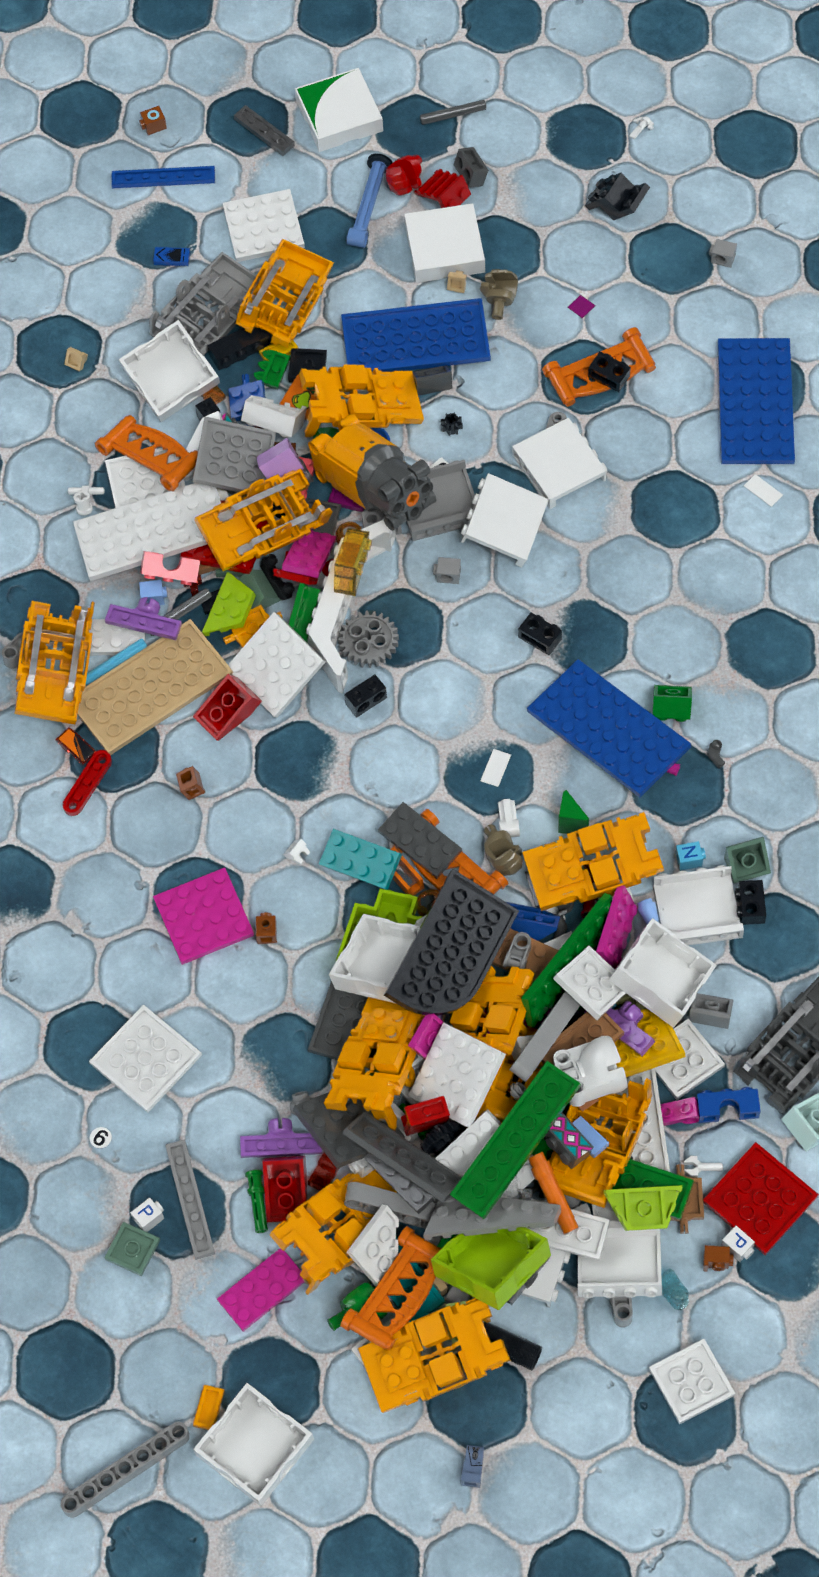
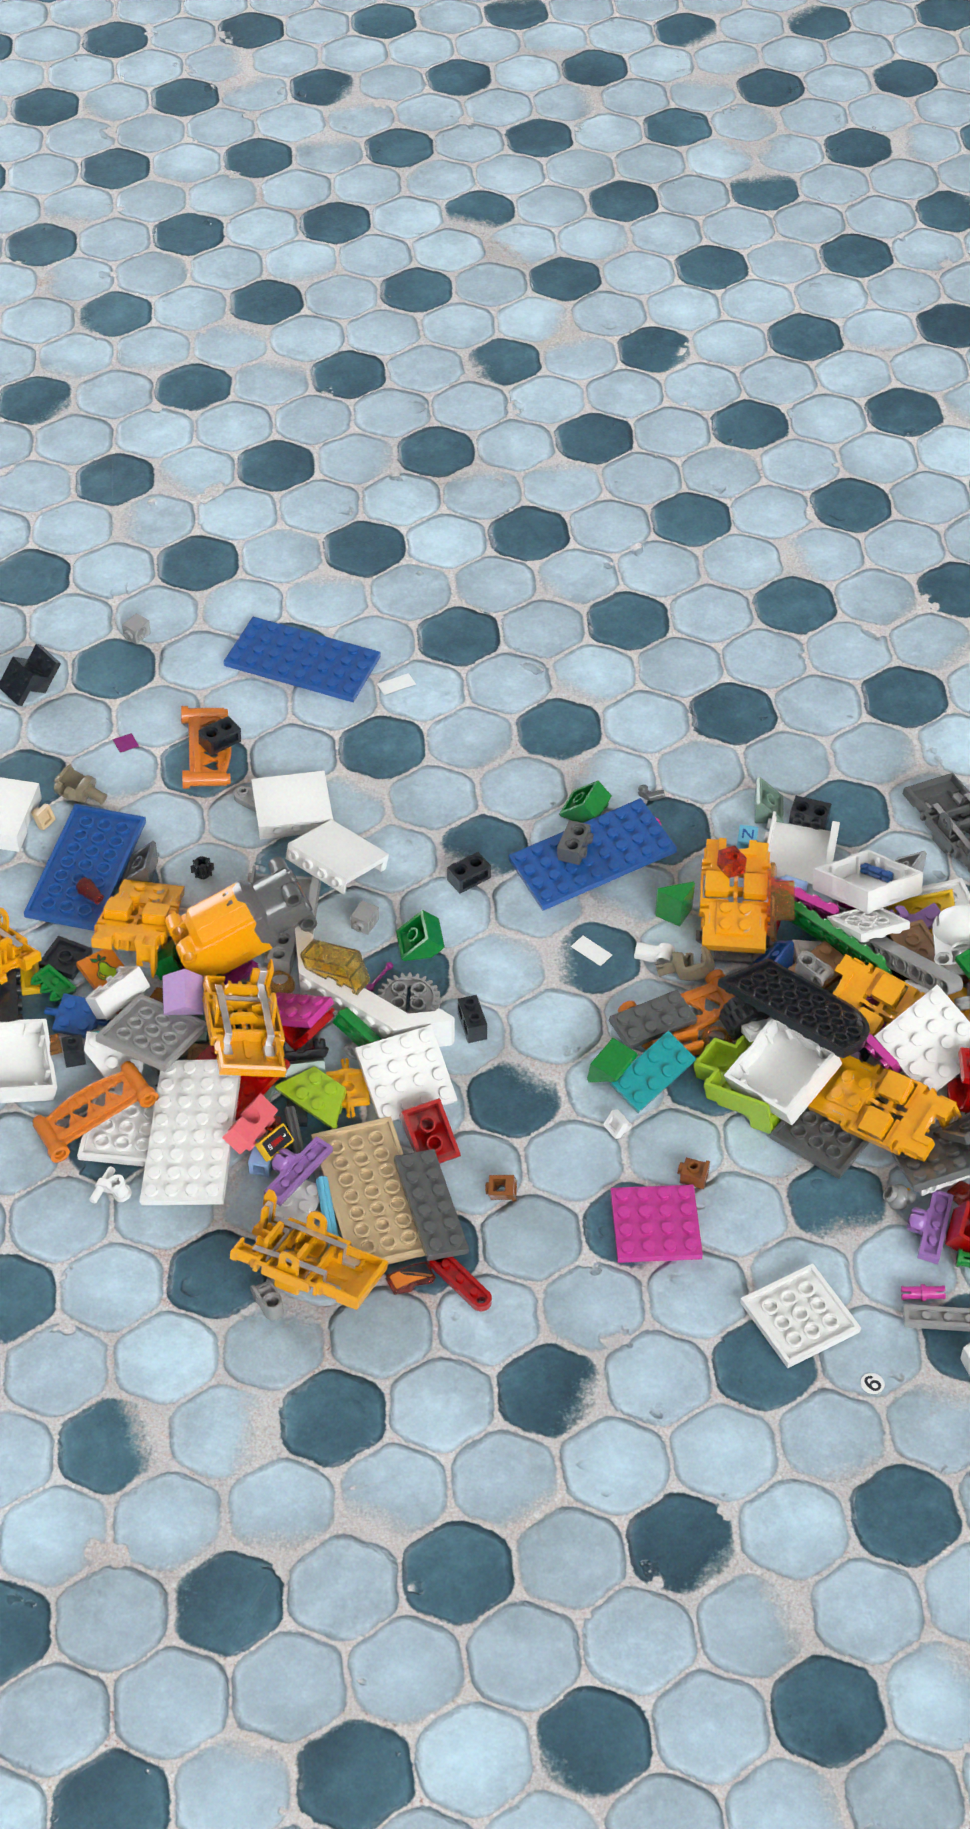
camera: 75 degrees left, 15 degrees down
(149, 733) = (431, 1205): none -> dark grey plate
(161, 592) = (274, 1141): none -> tile
(205, 1153) = (923, 1292): none -> dark pink pin
(354, 821) = (611, 1062): none -> green slope
(375, 606) = (370, 987): none -> magenta hinge
(380, 350) = (89, 890): none -> clear red cone
(444, 623) = (420, 937): none -> green slope
(590, 898) = (782, 901): none -> clear orange bracket
(602, 700) = (574, 842): none -> dark grey brick
(616, 833) = (731, 861): none -> clear red brick
(689, 981) = (876, 872): none -> blue axle

